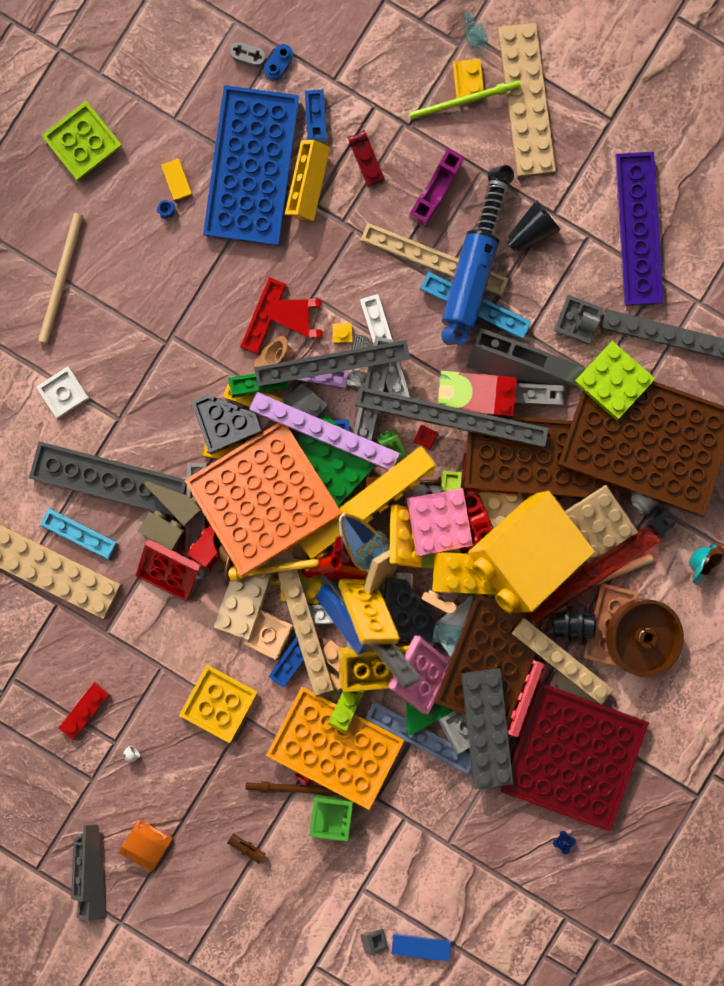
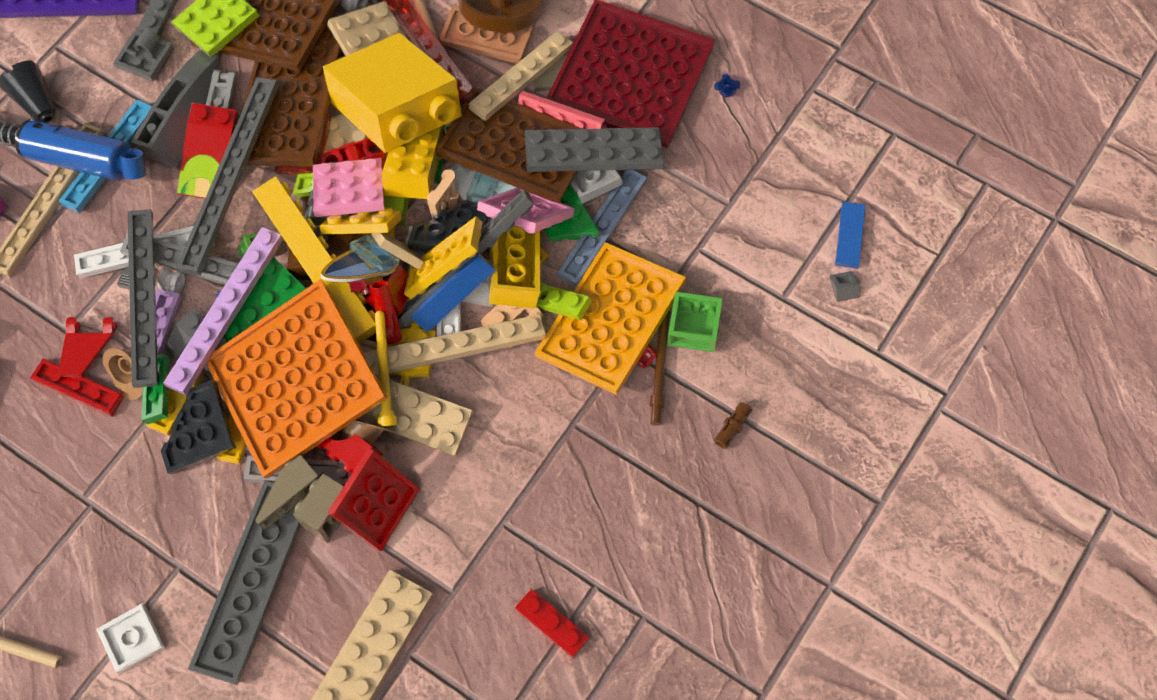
camera: 80 degrees left, 20 degrees down
(78, 533) = (318, 623): medium azure tile -> none
(88, 875) = (767, 624): dark grey wedge -> none
(131, 754) = (611, 563): white hinge -> none
(145, 845) = (729, 547): orange slope -> none
(218, 703) = (550, 452): yellow plate -> none
(269, 635) = (470, 388): light nougat plate -> none
(287, 664) = (505, 368): blue plate -> none
(342, 332) = (114, 298): yellow plate -> none
(425, 437) = (252, 213): red tile -> none
(575, 625) = (482, 60): black piece -> none

